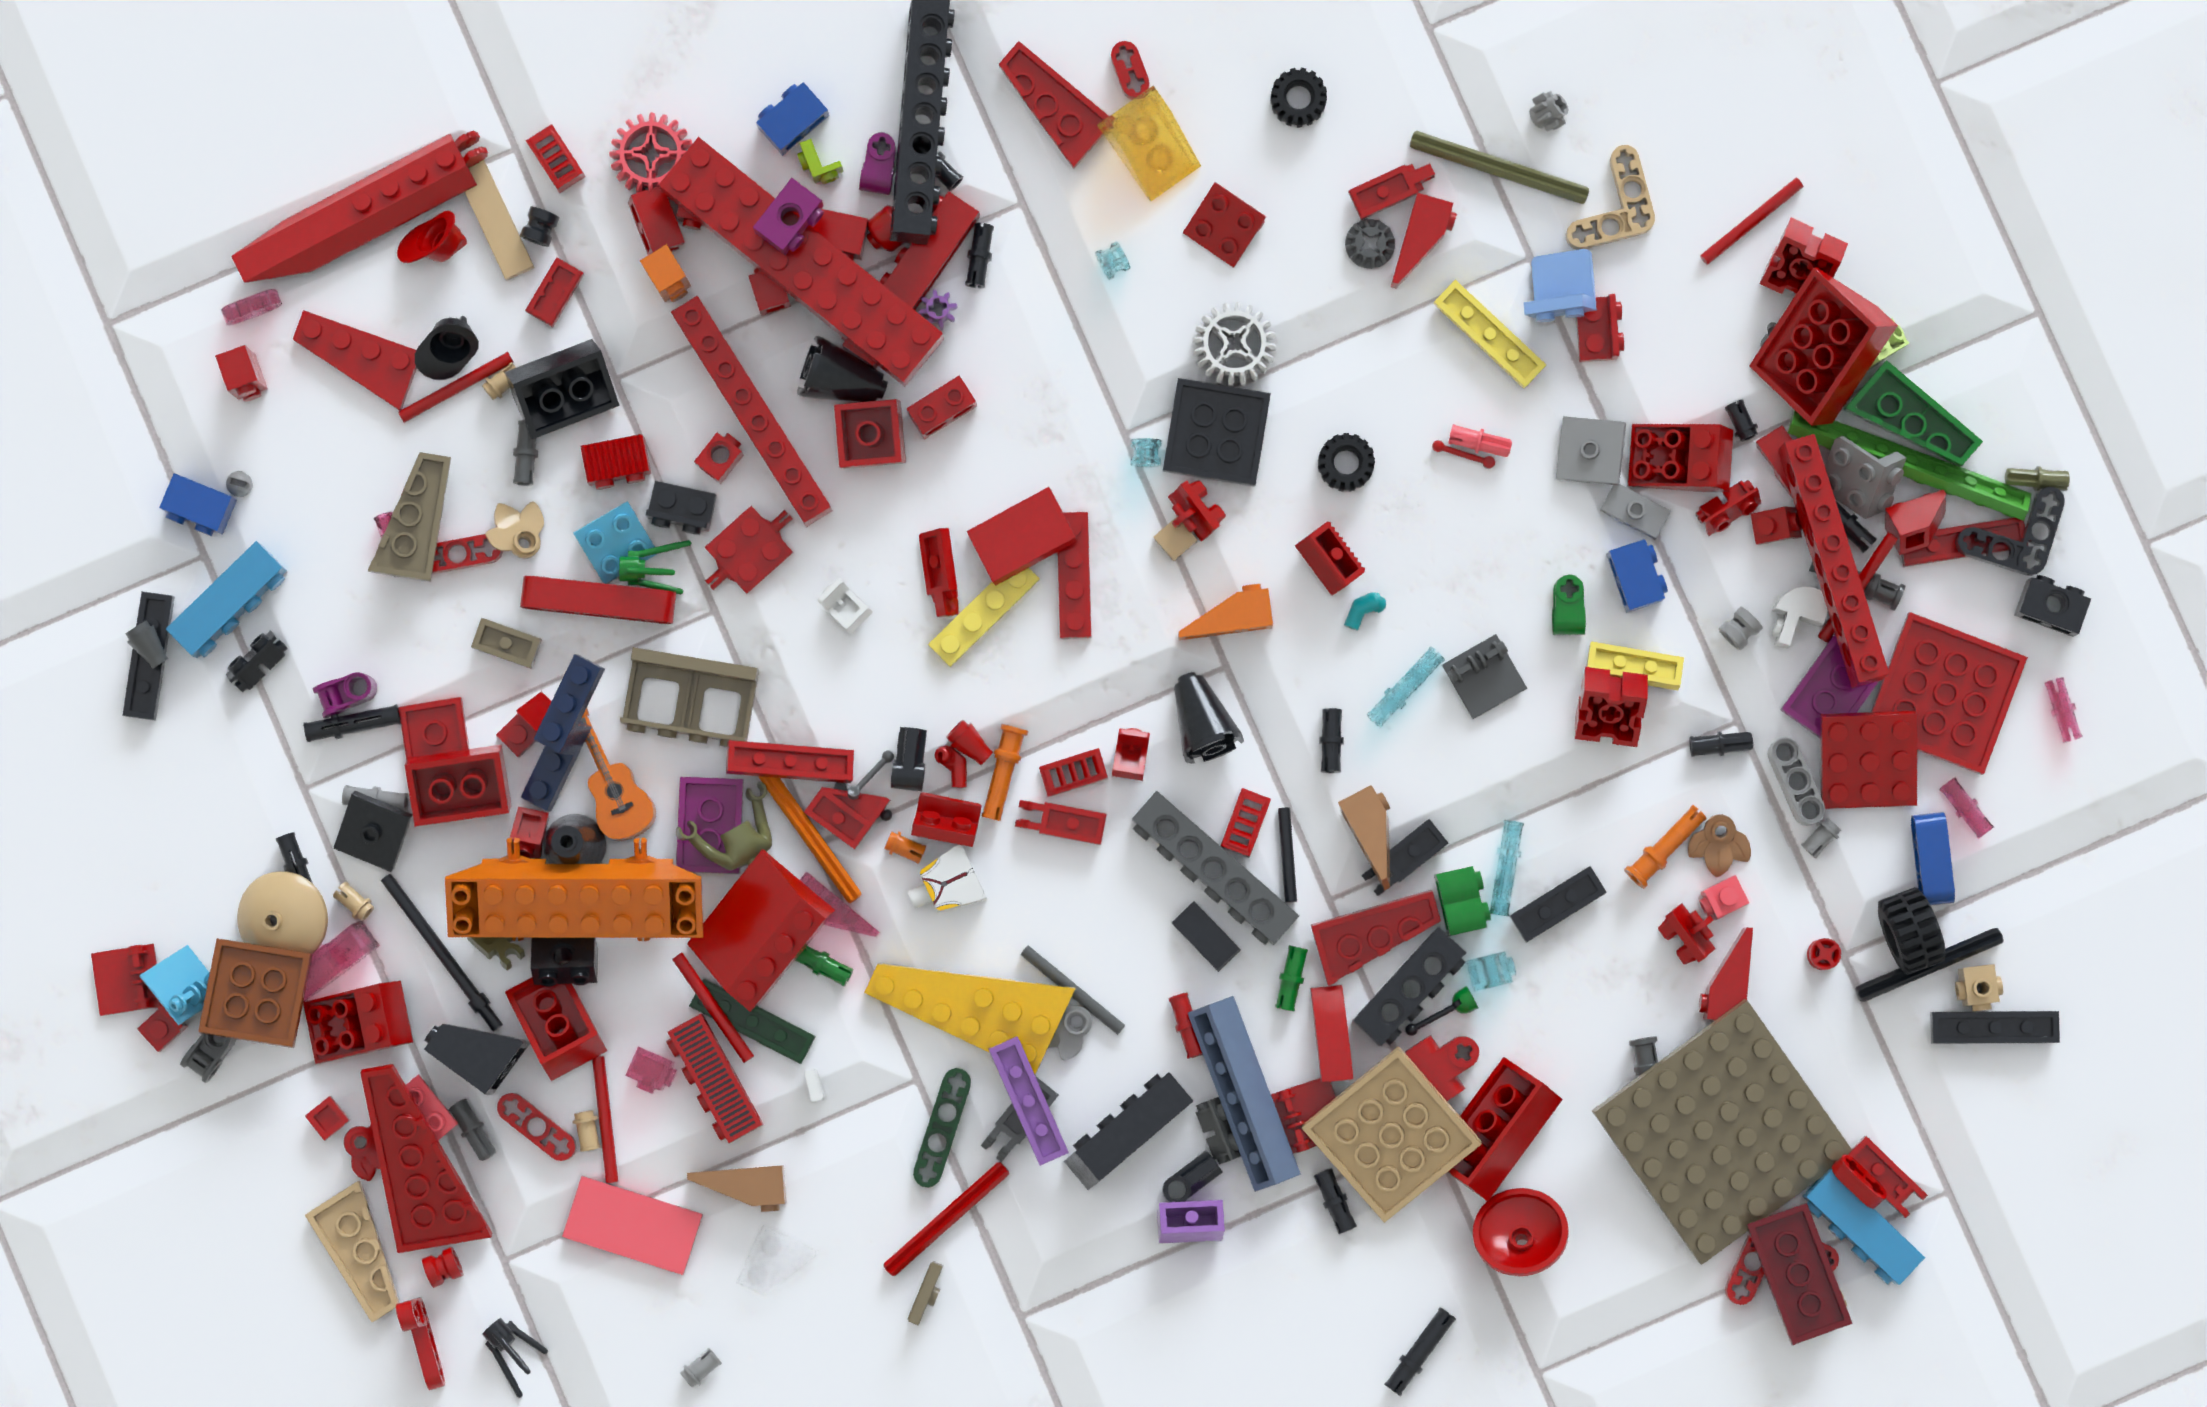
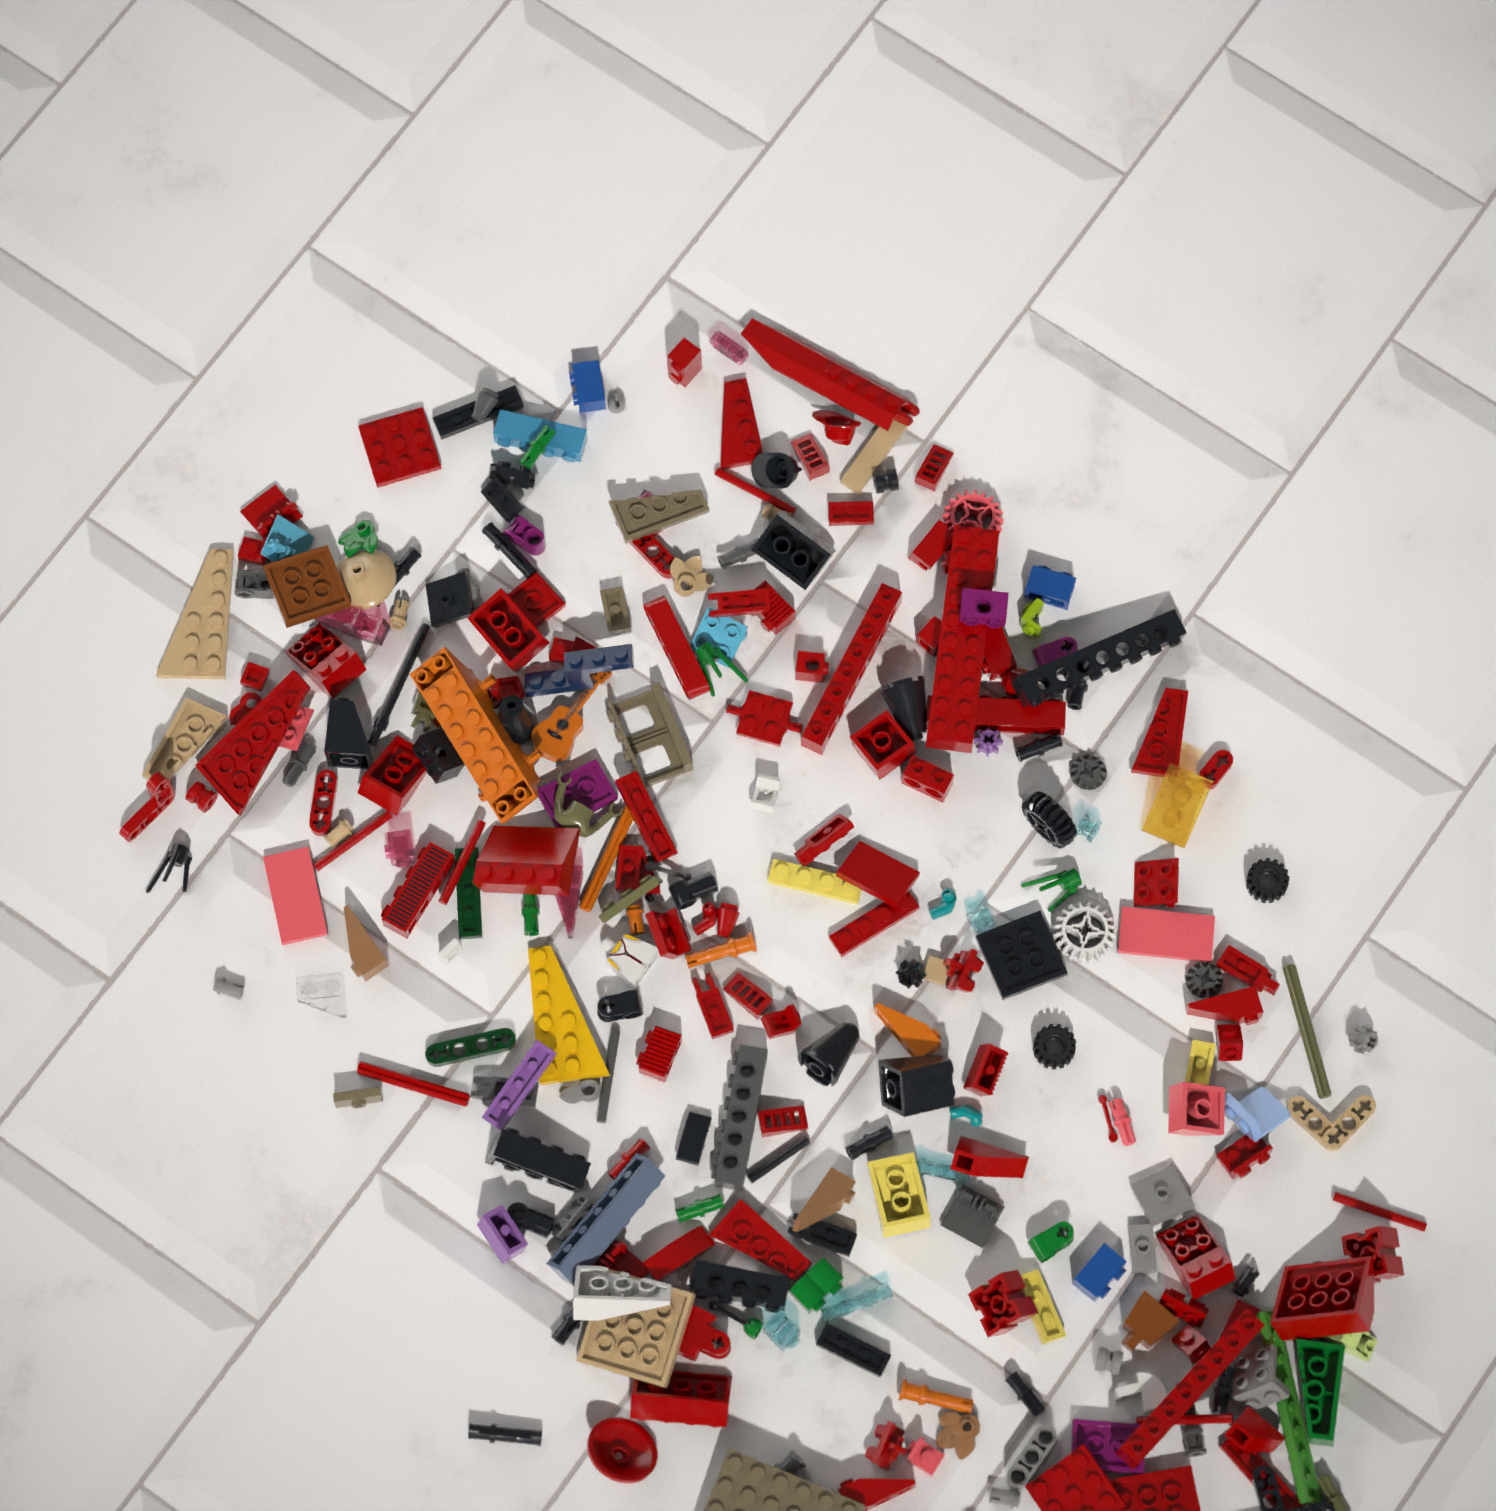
camera: 60 degrees right, 15 degrees down
(134, 776) = (399, 447): none -> red plate
(226, 897) = (360, 536): none -> green plate
(231, 1149) = (202, 633): none -> tan wing
(245, 614) = (537, 447): none -> green pin
(282, 693) = (502, 499): none -> black plate
(476, 297) = (816, 471): none -> red slope
(595, 492) = (740, 603): none -> red hinge
(666, 274) = (903, 567): orange brick -> none
(681, 507) = (766, 663): black bracket -> none
(878, 839) = (629, 897): none -> olive plate
(1000, 922) = (622, 1005): none -> black piece
(1053, 228) = (1085, 781): none -> dark grey gear
(1079, 299) = (1049, 819): none -> black gear
(1082, 915) = (659, 1053): none -> red brick
(1104, 479) = (946, 905): none -> teal arm
(1160, 323) = (1067, 880): none -> green plant
(1163, 571) = (911, 973): none -> black gear
(1290, 252) = (1166, 934): none -> coral tile
(1301, 647) = (916, 1084): none -> black slope
(1341, 1140) = (609, 1295): none -> white wedge
(1414, 745) = (899, 1195): none -> light yellow slope
(1431, 625) = (987, 1160): none -> red slope
(1460, 261) = (1229, 1042): none -> red bracket
(1523, 352) = (1196, 1109): none -> coral slope
(1724, 559) = (1147, 1323): none -> dark orange torso

